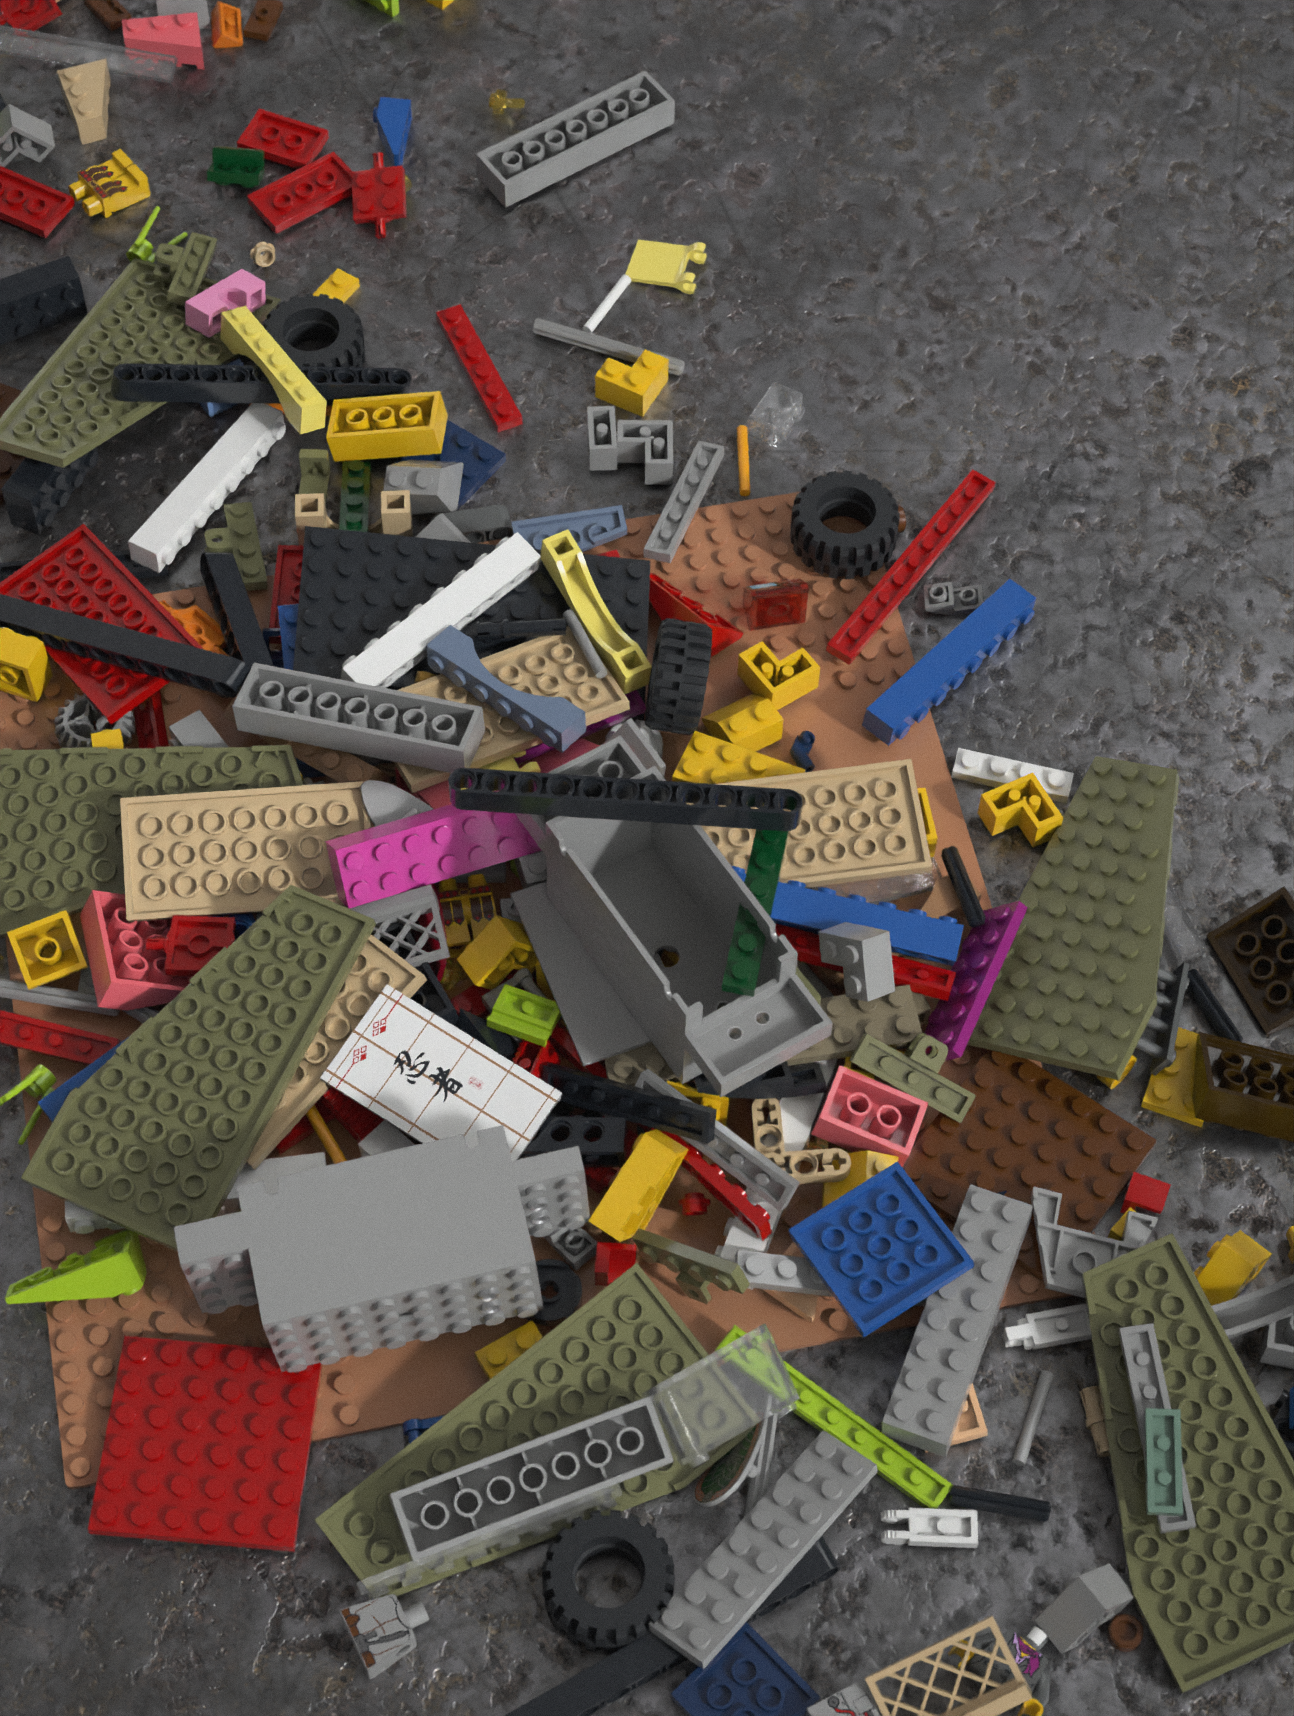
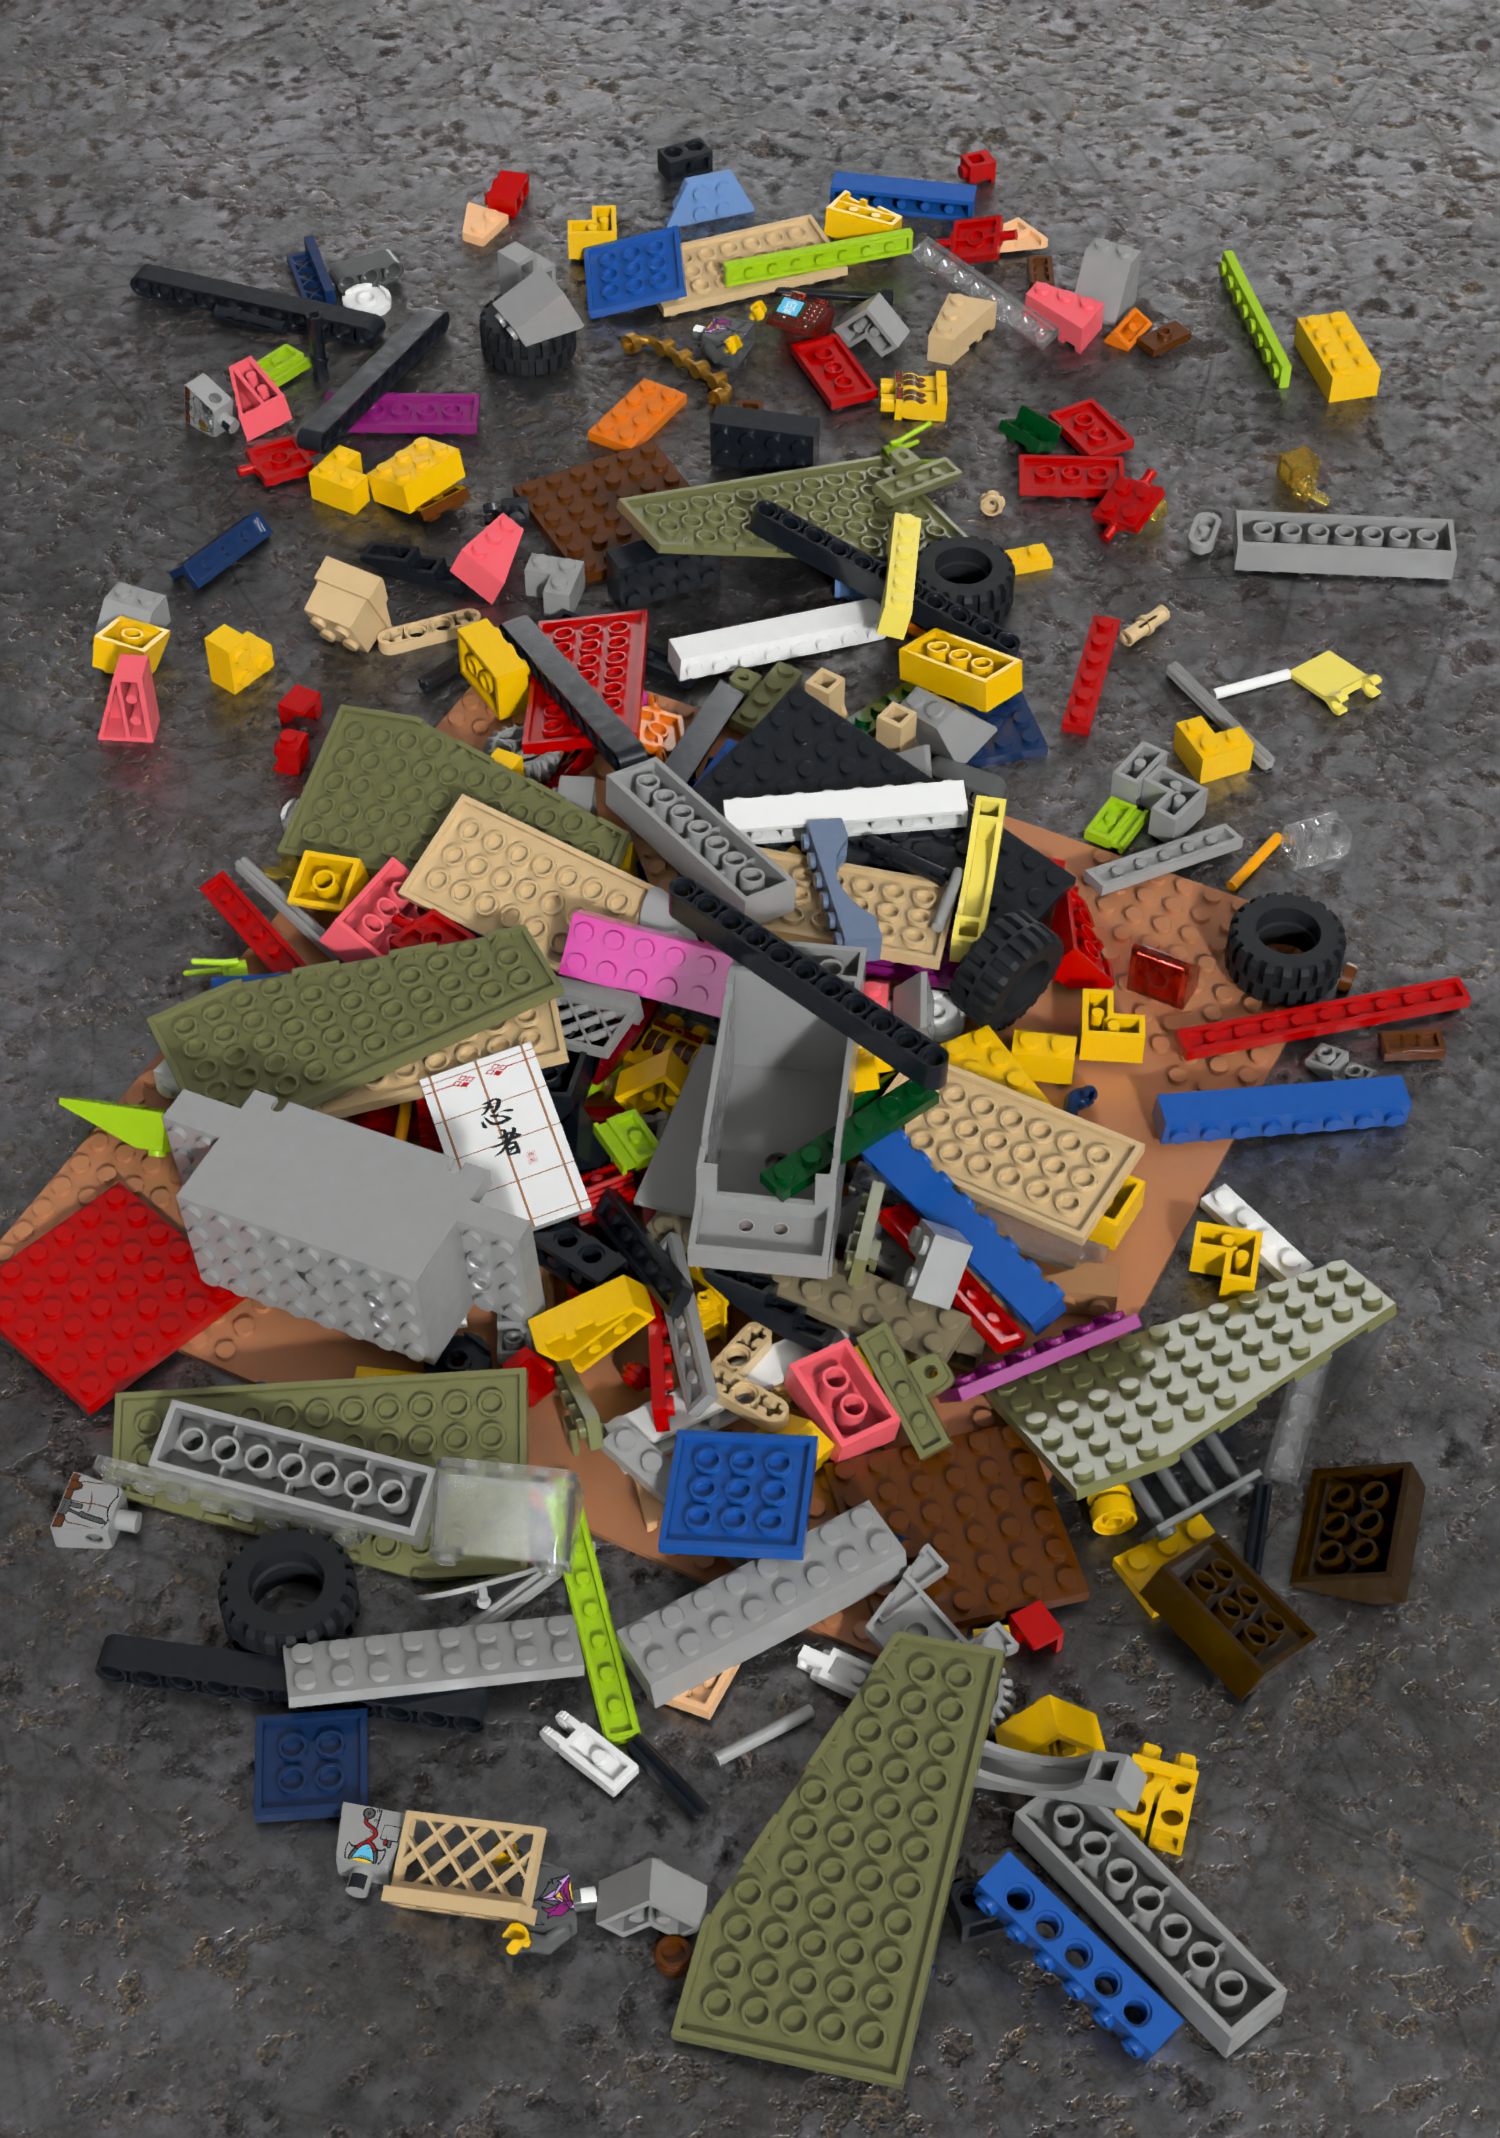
camera: 40 degrees right, 10 degrees down
(234, 291) = (938, 513): bright pink arch -> none
(314, 471) = (873, 681): olive bracket -> none
(393, 125) = (1195, 463): blue slope -> none
(455, 186) = (1204, 533): none -> light grey plate
(477, 84) = (1297, 464): none -> clear yellow brick
(483, 298) = (1144, 625): none -> tan pin
(587, 527) = (1049, 831): sand blue wing -> none
(618, 487) = (1116, 824): none -> lime plate
(963, 887) = (1103, 1278): black axle -> none
(985, 547) = (1411, 1045): none -> reddish brown plate
(1150, 1391) = (838, 1797): light grey plate -> none
(1163, 1462) = (812, 1820): sand green plate -> none

